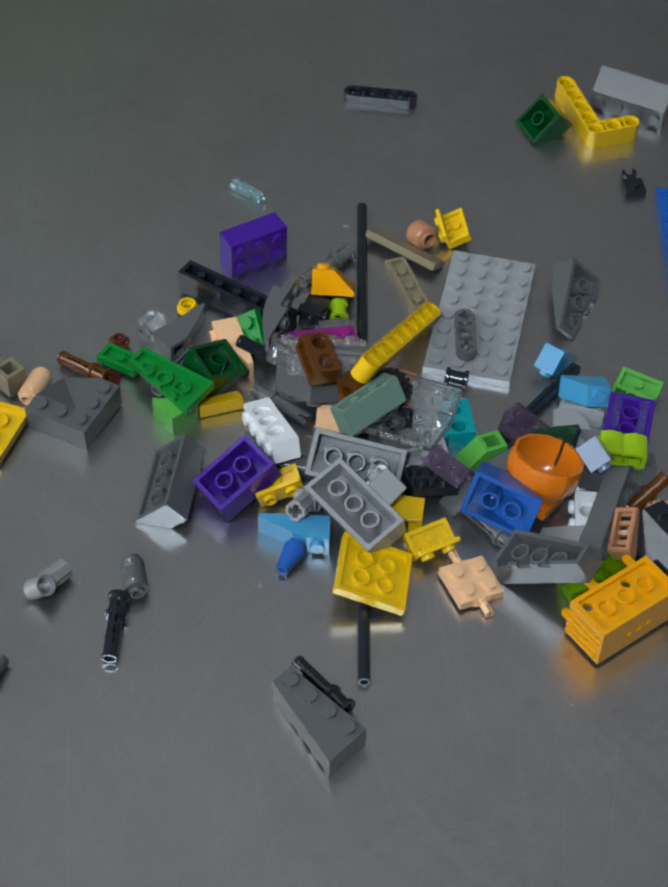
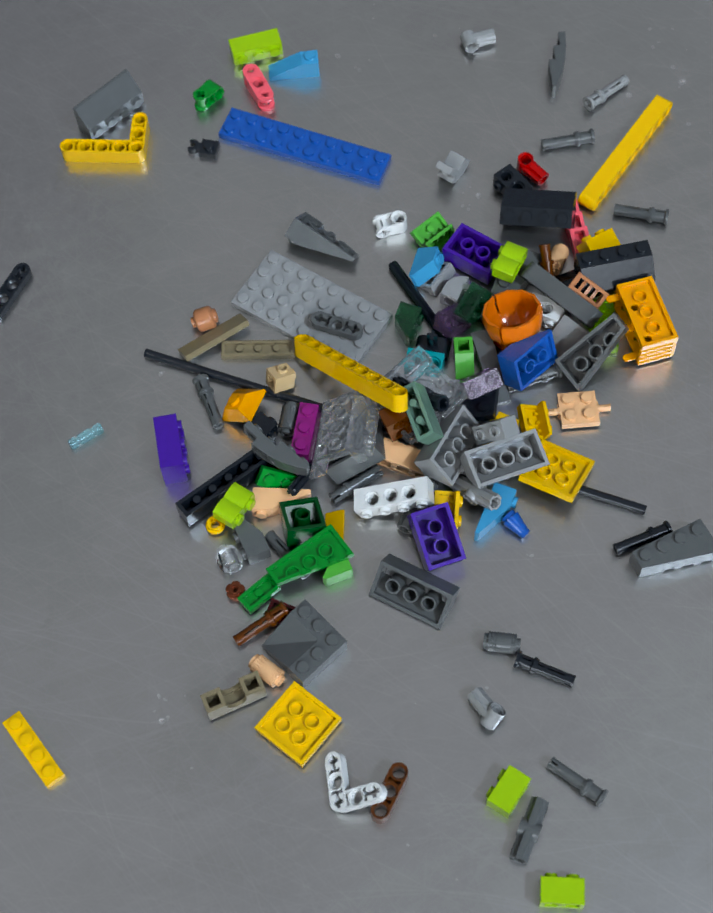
camera: 65 degrees left, 15 degrees up
(204, 302) = (234, 505): none -> lime brick
(318, 358) = (368, 431): reddish brown brick -> none
(338, 307) = (269, 409): lime bush -> none
(379, 307) = (280, 377): none -> tan brick
(452, 228) = (206, 292): yellow bracket -> none
(456, 378) = (375, 349): black bush -> none
(484, 418) = (433, 343): none -> black beam
(503, 395) = (407, 320): none -> clear green slope
(543, 121) = (104, 181): dark green slope -> none
(553, 360) = (383, 274): dark azure slope -> none
(595, 455) = (517, 279): brick -> none
(625, 351) = (391, 223): none -> white piece

